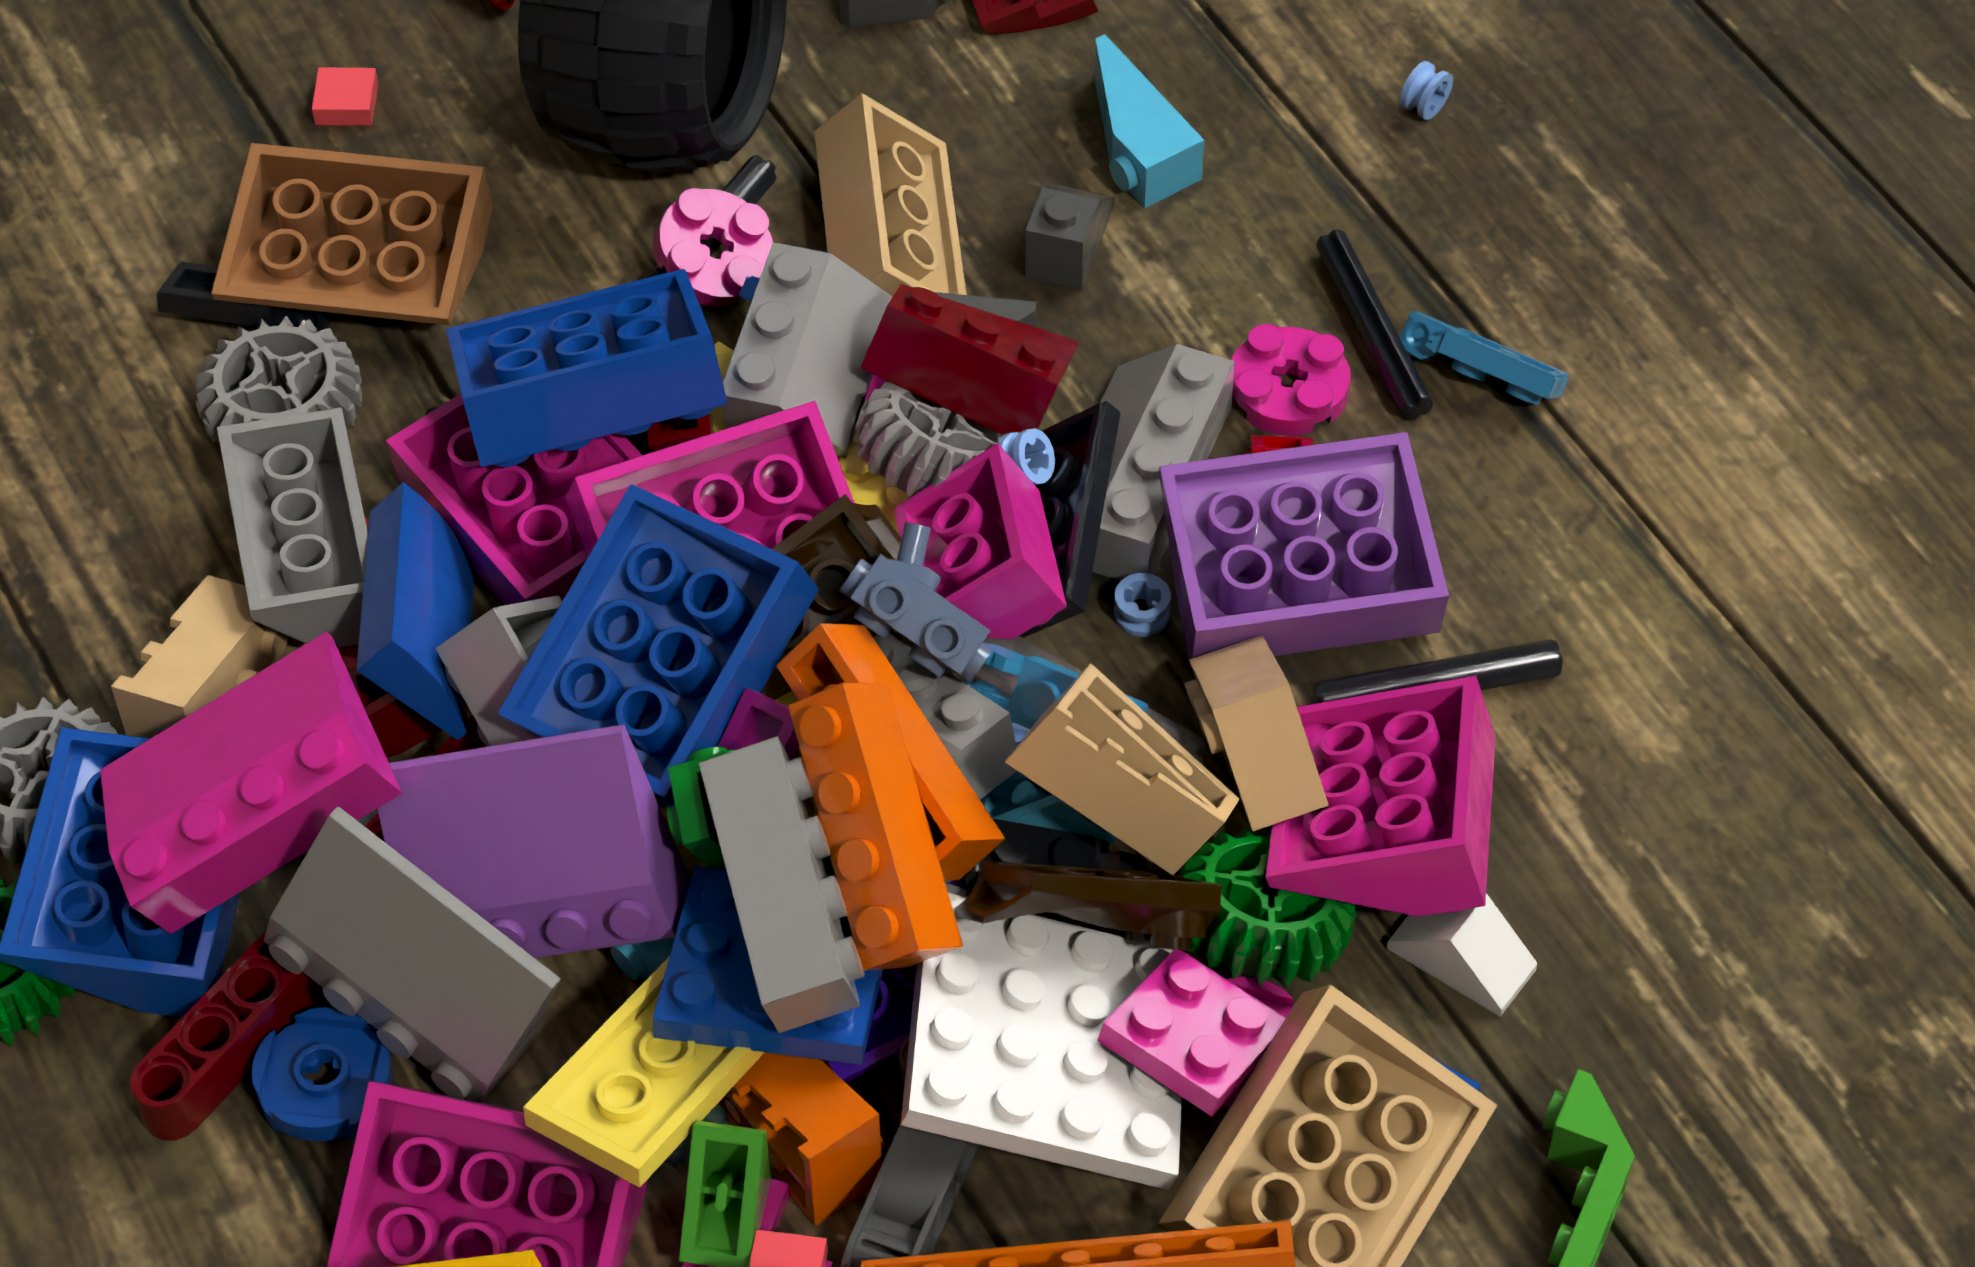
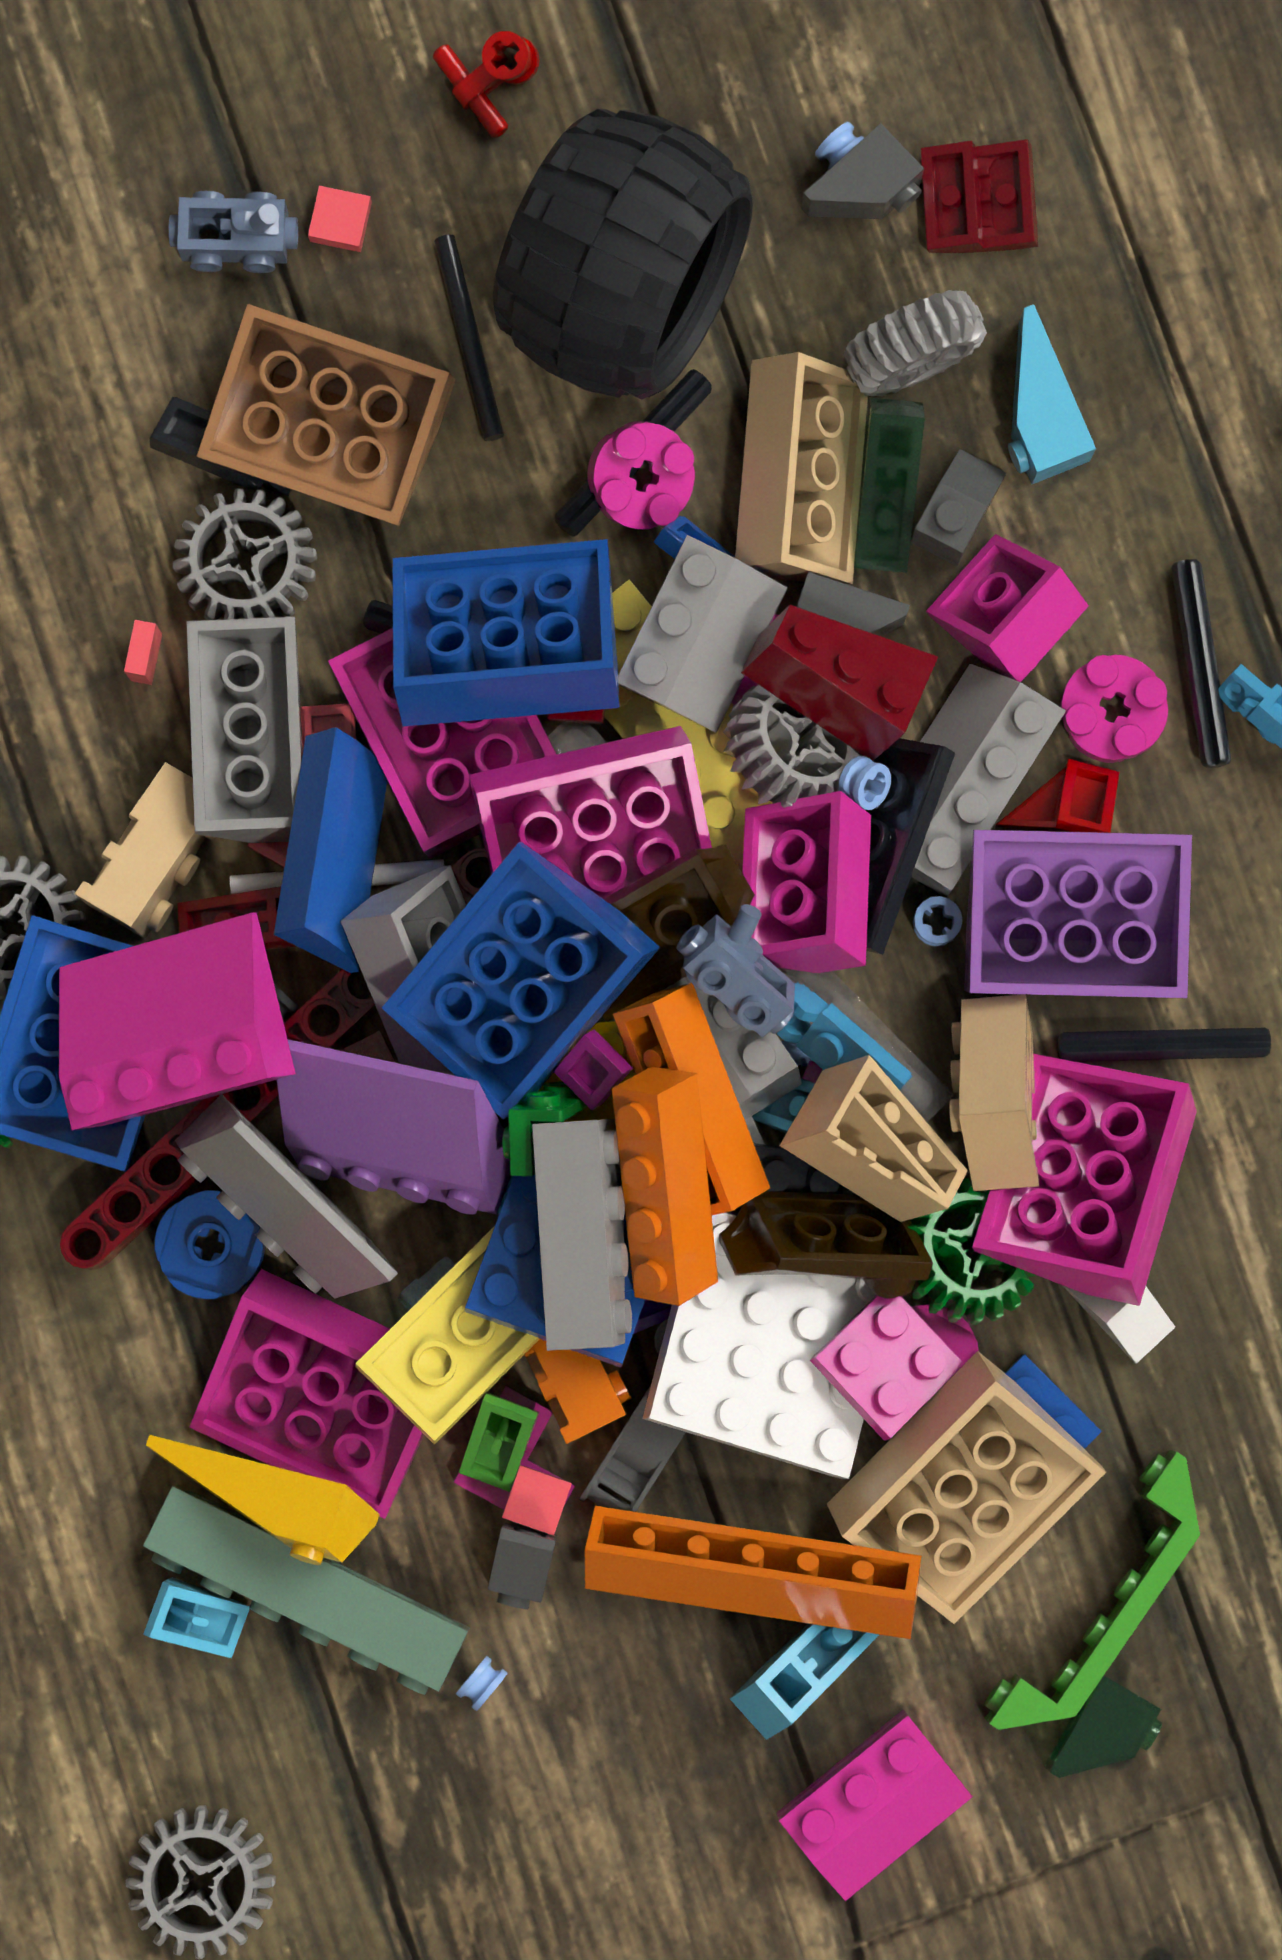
camera: 10 degrees right, 30 degrees up
(170, 492) = (143, 652): none -> coral tile
(229, 111) = (249, 230): none -> sand blue brick
(503, 174) = (469, 338): none -> black bar
(986, 81) = (915, 343): none -> light grey gear
(988, 212) = (889, 484): none -> clear green slope
(1149, 298) = (1008, 607): none -> dark pink slope

